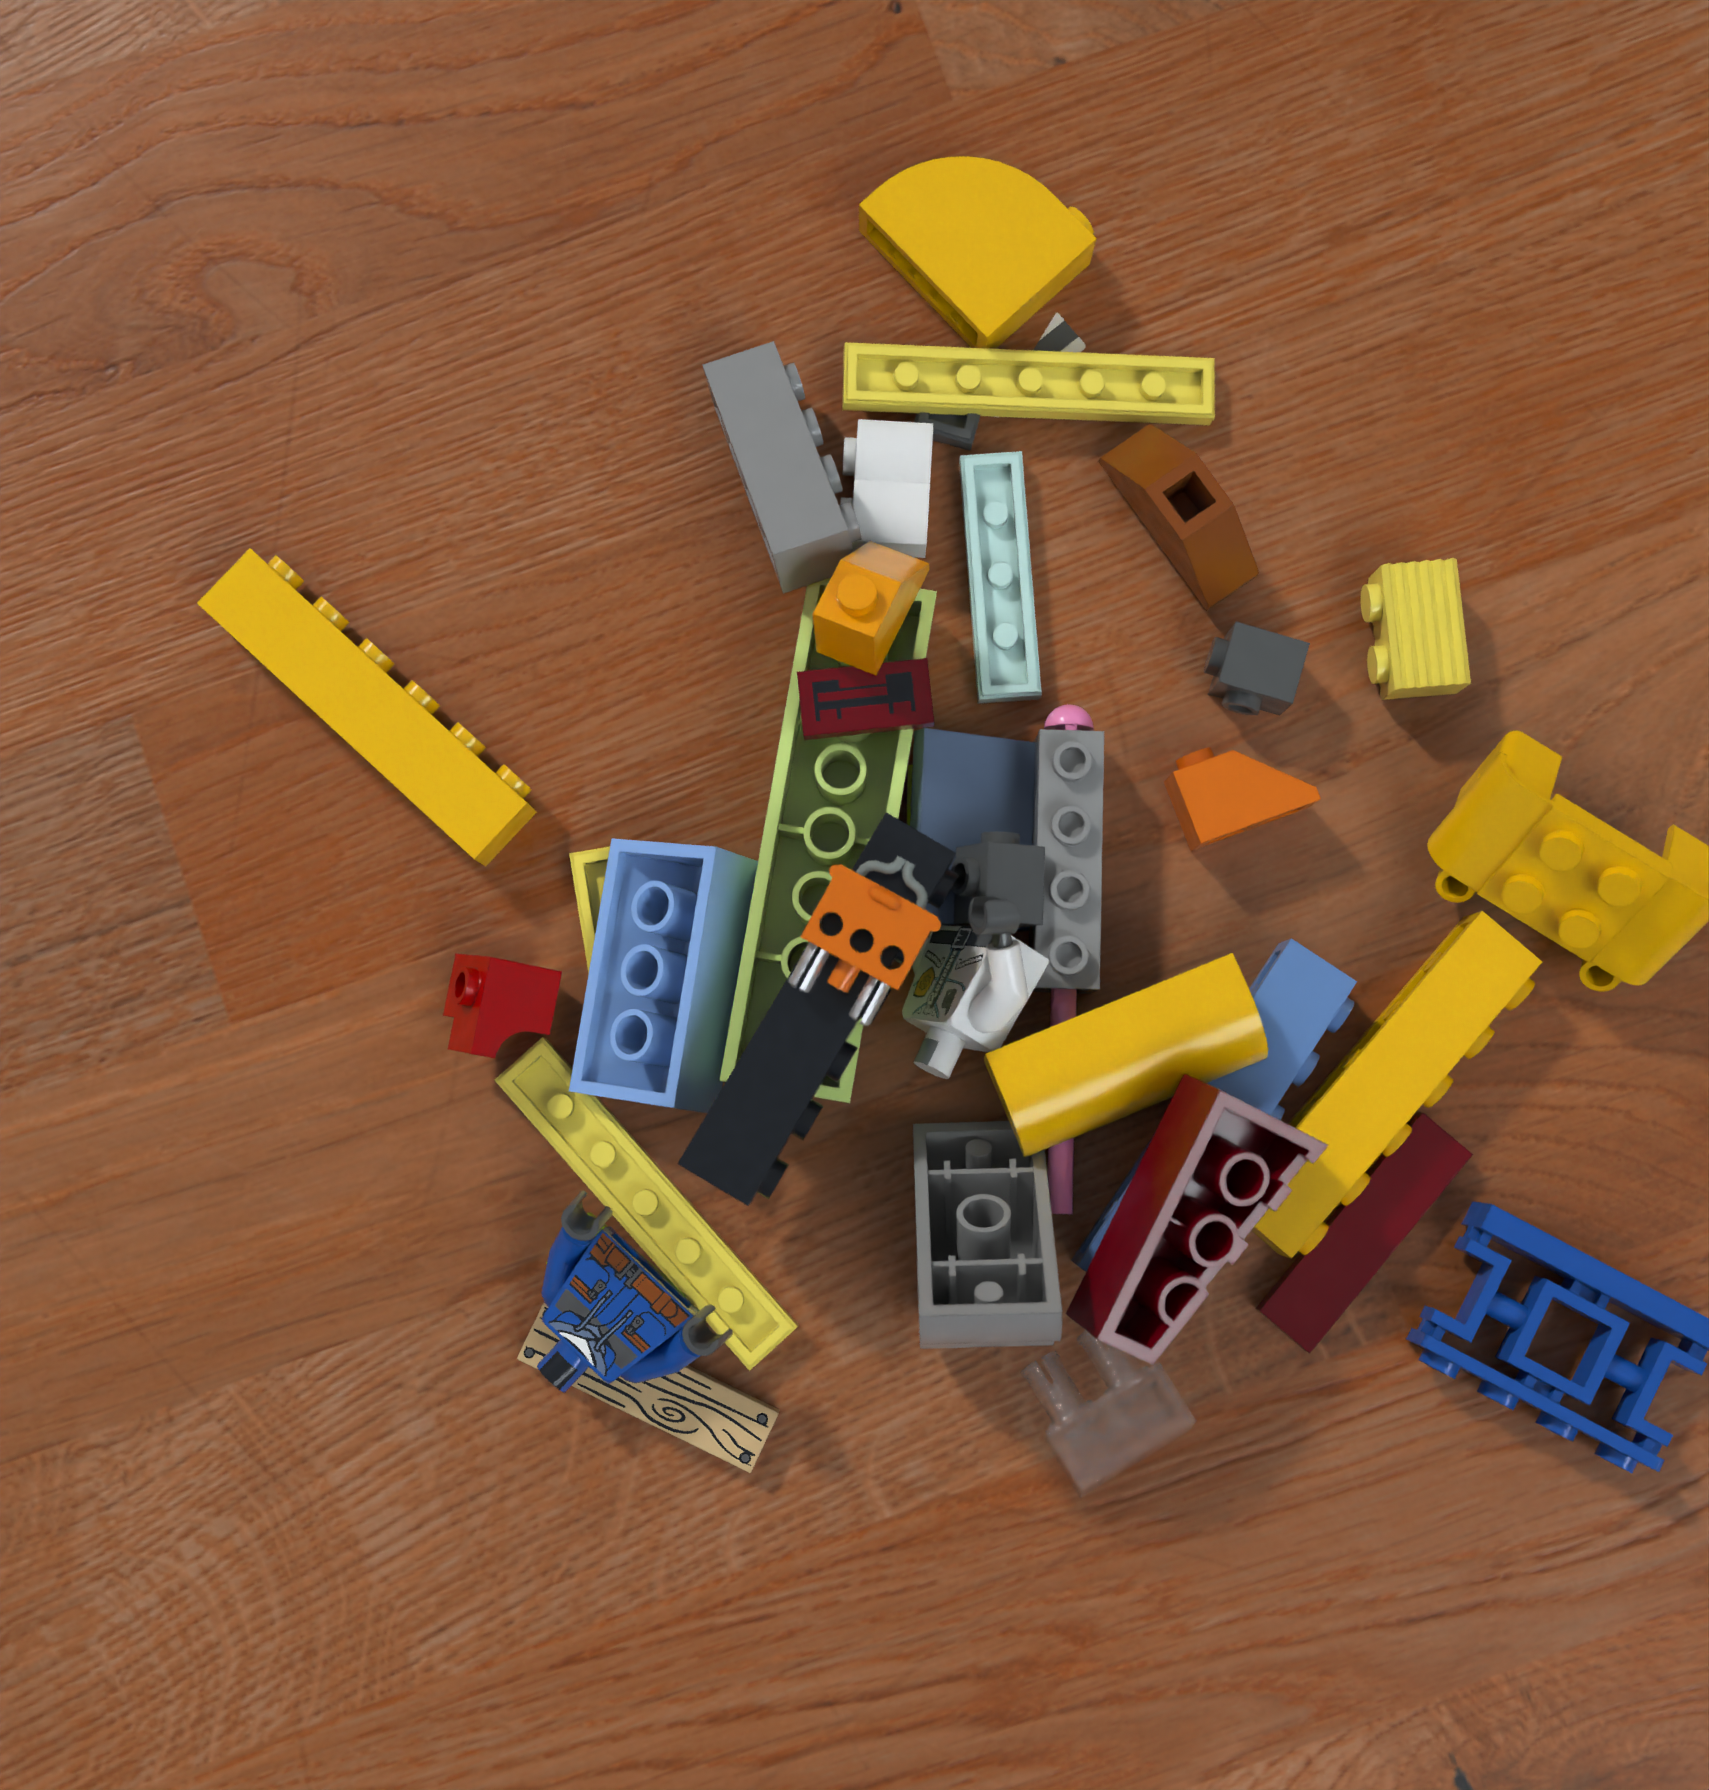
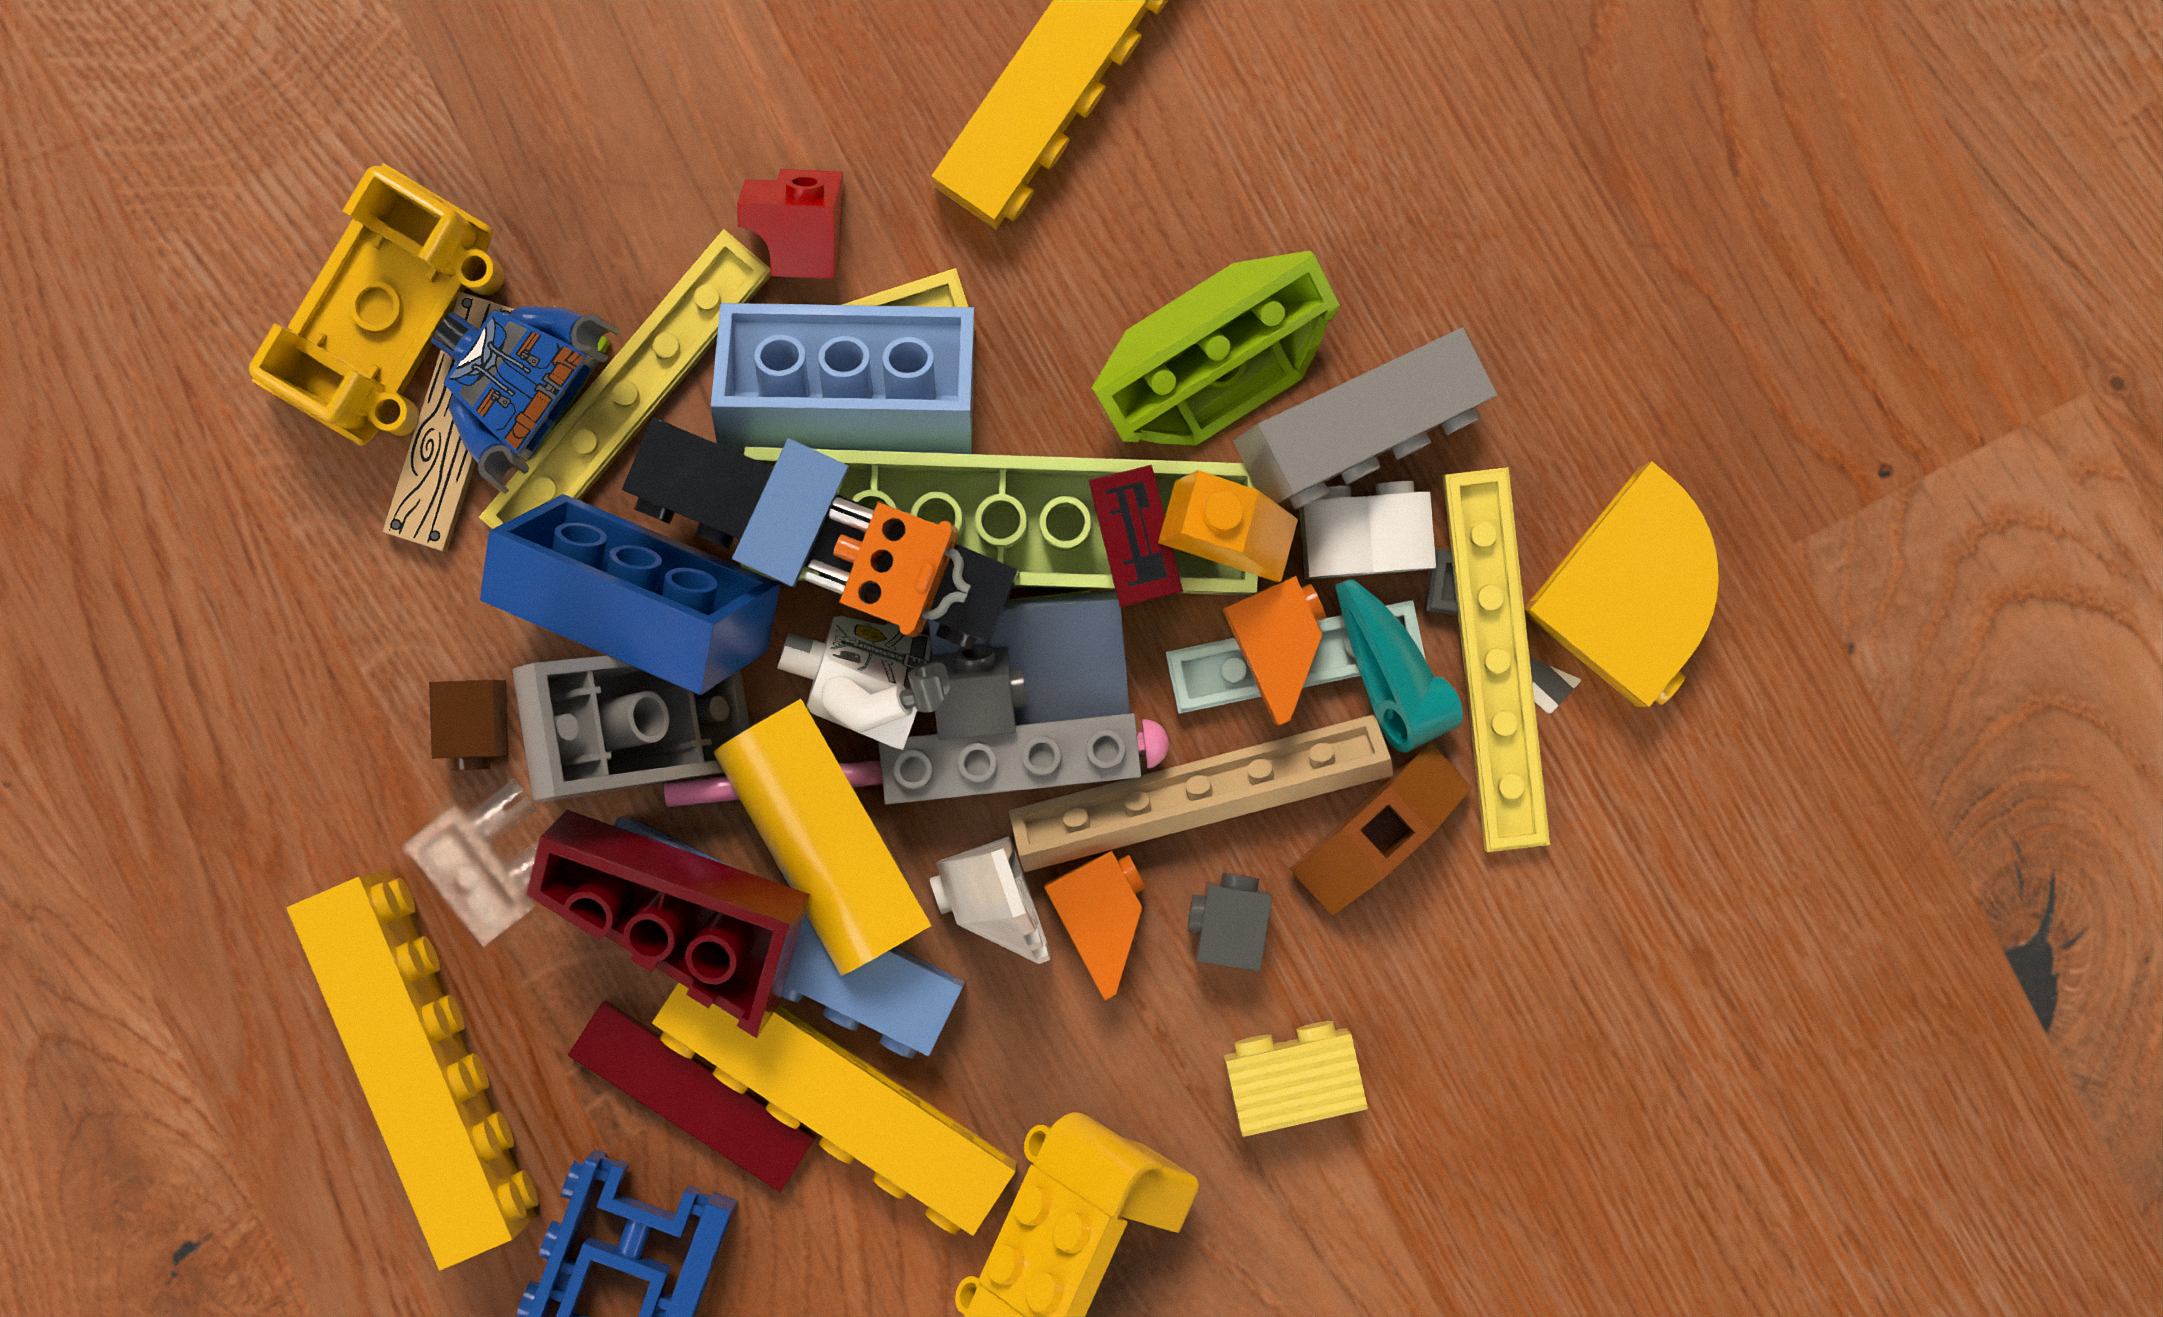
camera: 80 degrees right, 5 degrees up
(519, 1446) = (376, 307): none -> yellow container
(687, 603) = (1217, 350): none -> lime wedge
(797, 1031) = (791, 512): none -> medium blue tile
(852, 1218) = (629, 592): none -> blue brick
(958, 1409) = (468, 722): none -> reddish brown brick
(988, 582) = (1278, 641): none -> orange slope
(1054, 473) = (1400, 685): none -> teal piece
(1123, 683) = (1200, 793): none -> tan plate
(1203, 892) = (992, 898): none -> white wedge
(1310, 1510) = (415, 1066): none -> yellow brick

